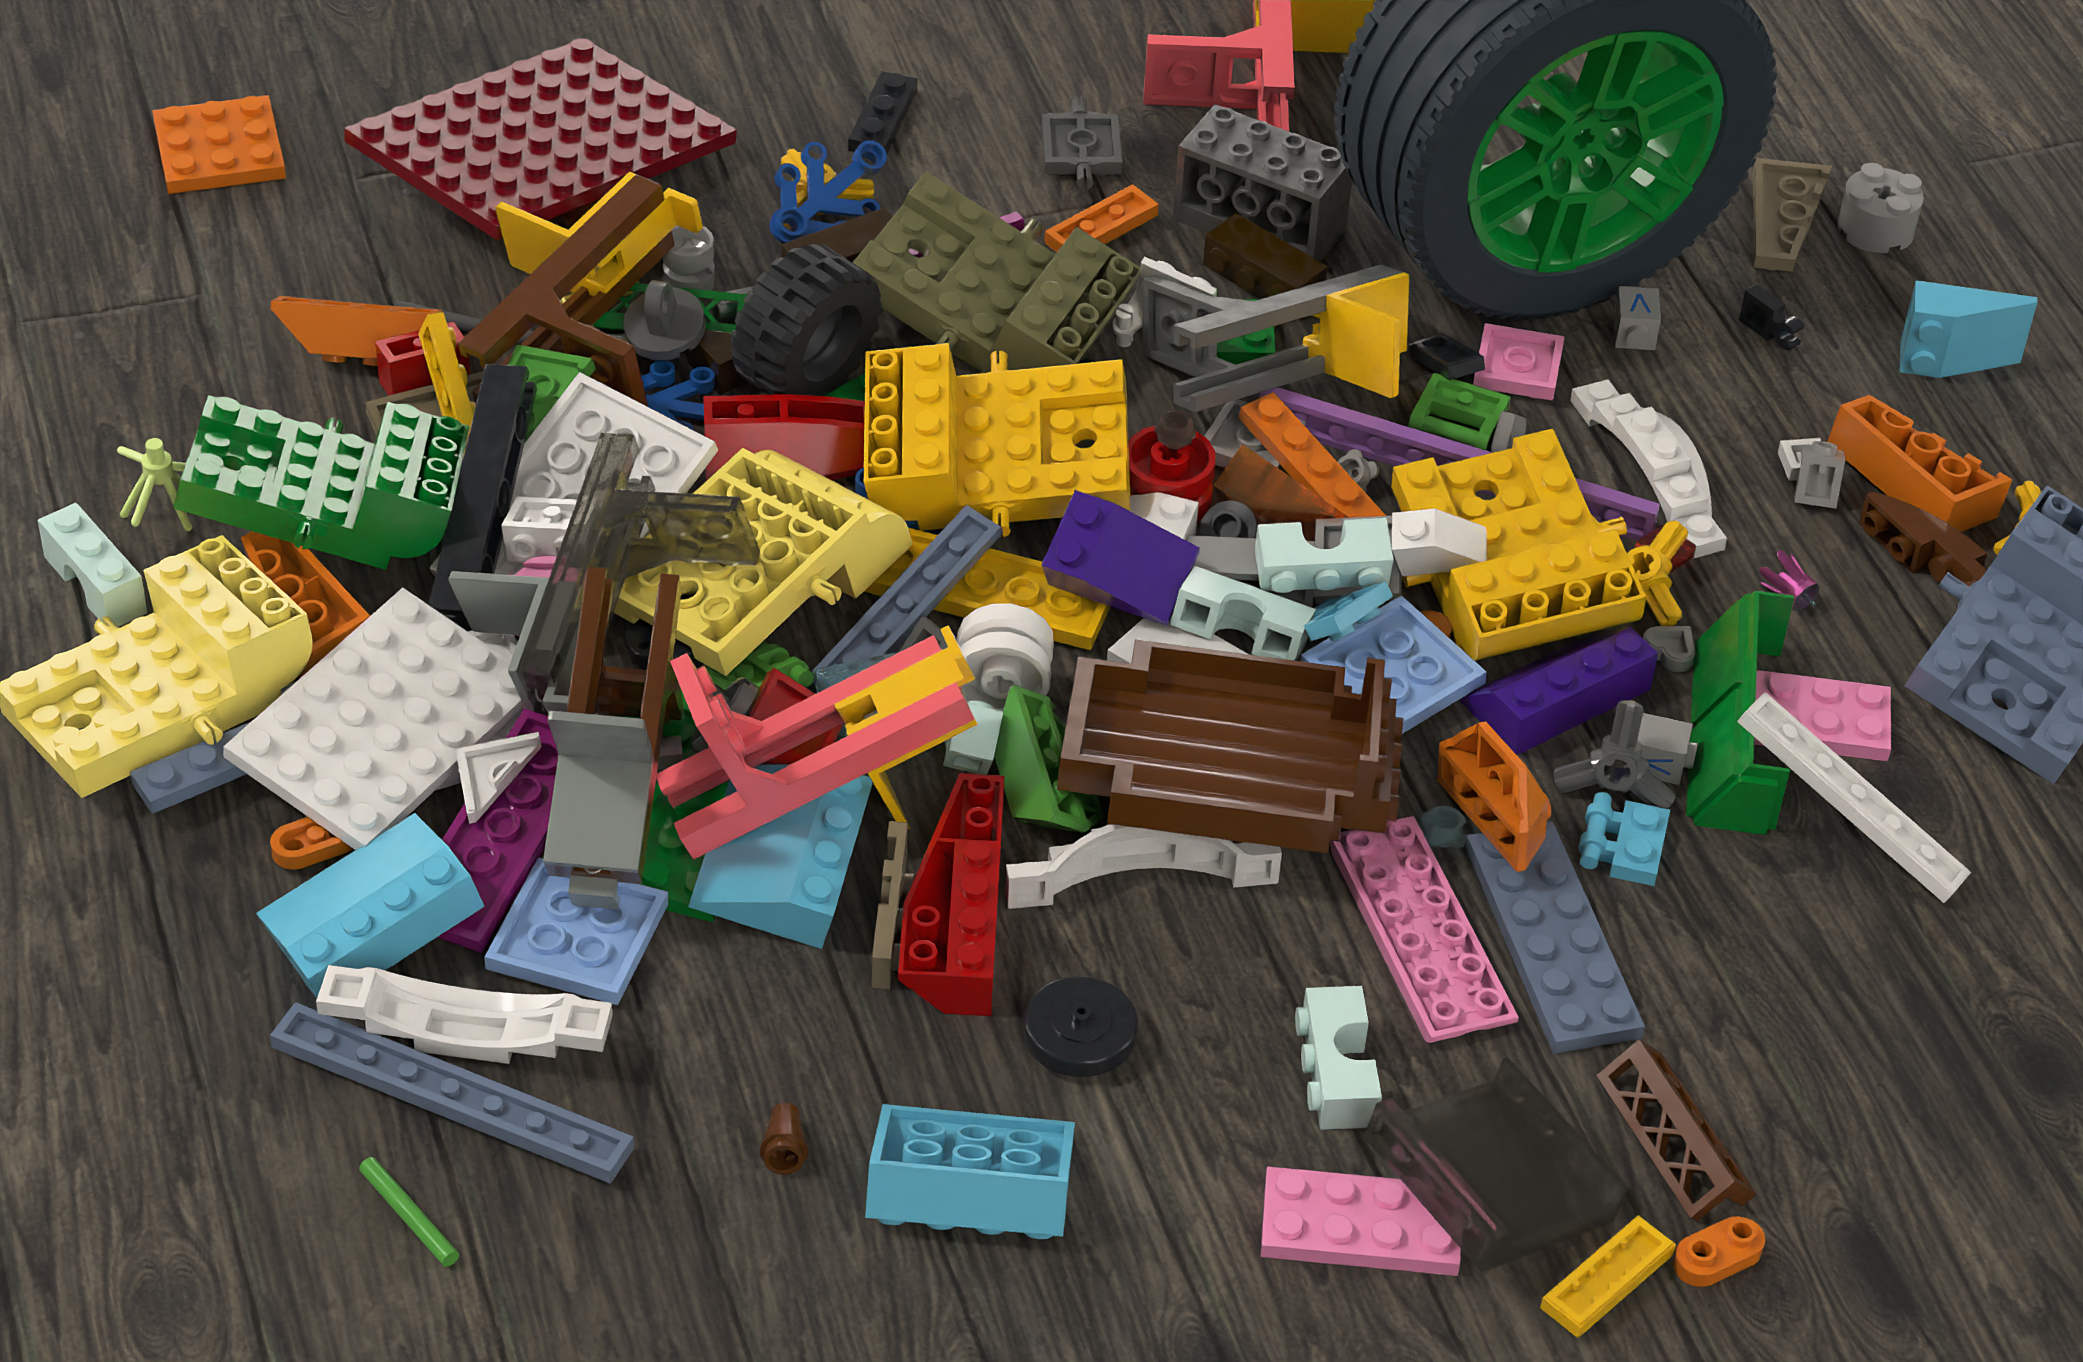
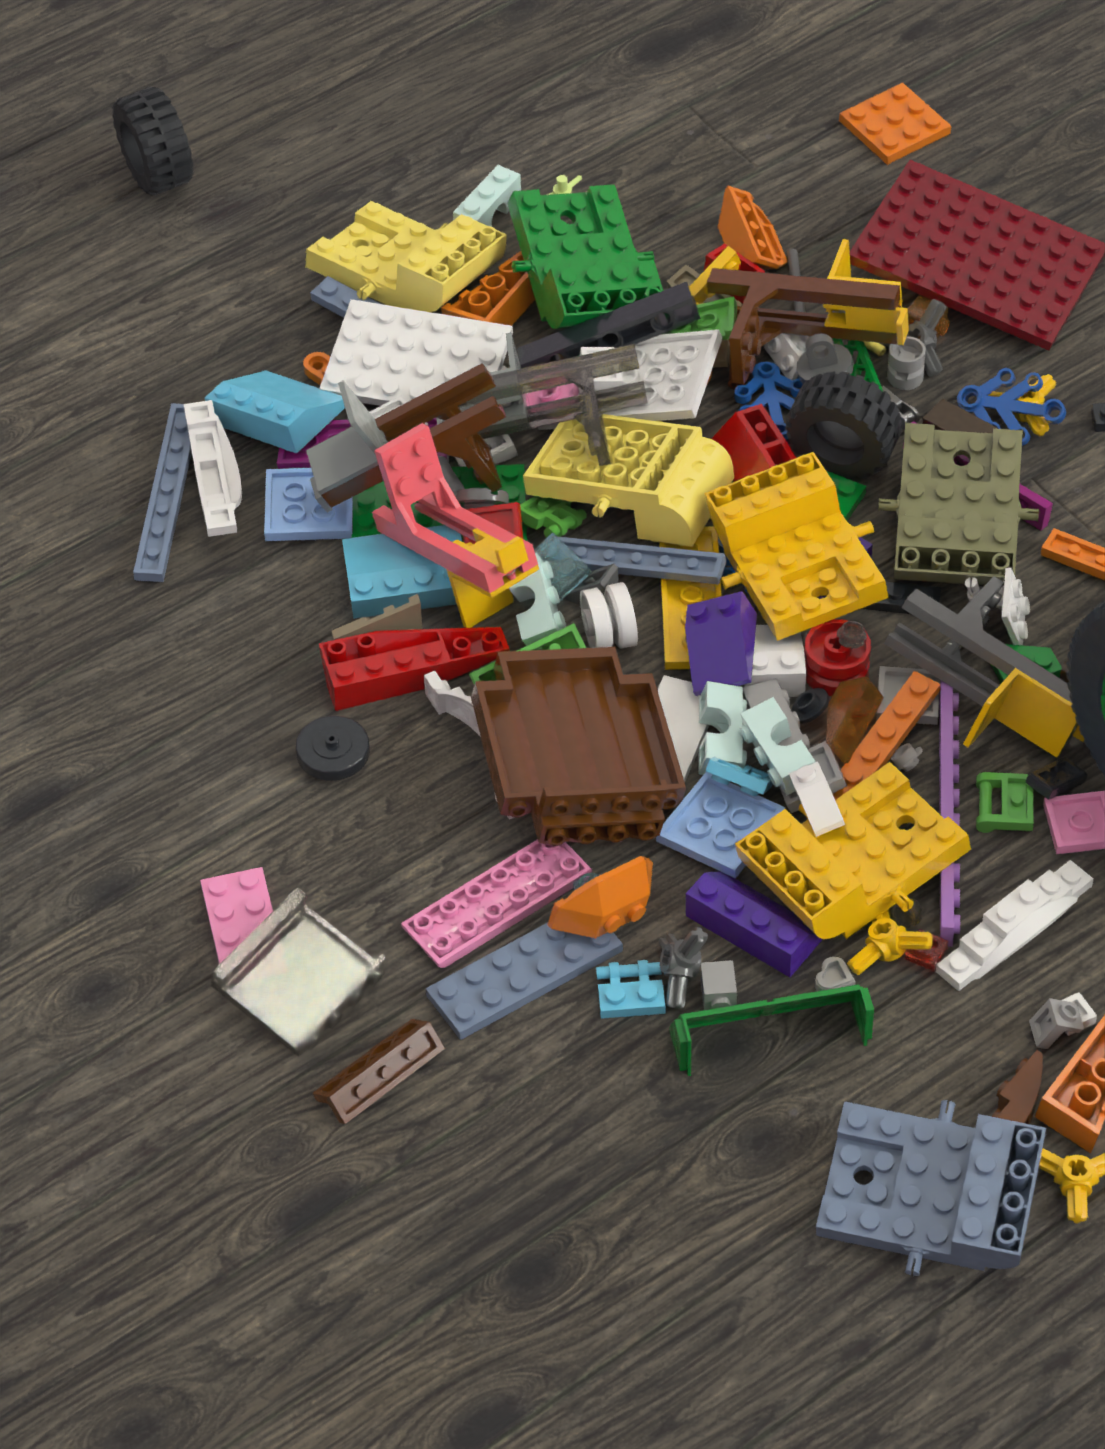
camera: 75 degrees right, 5 degrees up
(409, 1212) = (85, 501): bright green bar -> none
(784, 1142) = (190, 641): reddish brown cone -> none
(970, 1171) = (202, 728): medium azure slope -> none
(1341, 1088) = (383, 867): light aqua arch -> none
(1508, 427) = (996, 833): light grey tile -> none
(1607, 1276) = (244, 1057): yellow plate -> none
(1723, 1249) = (287, 1114): orange plate -> none
(1797, 584) = (925, 1036): flat silver piece -> none
(1842, 714) = (804, 1065): bright pink plate -> none
(1854, 797) = (704, 1095): white tile -> none

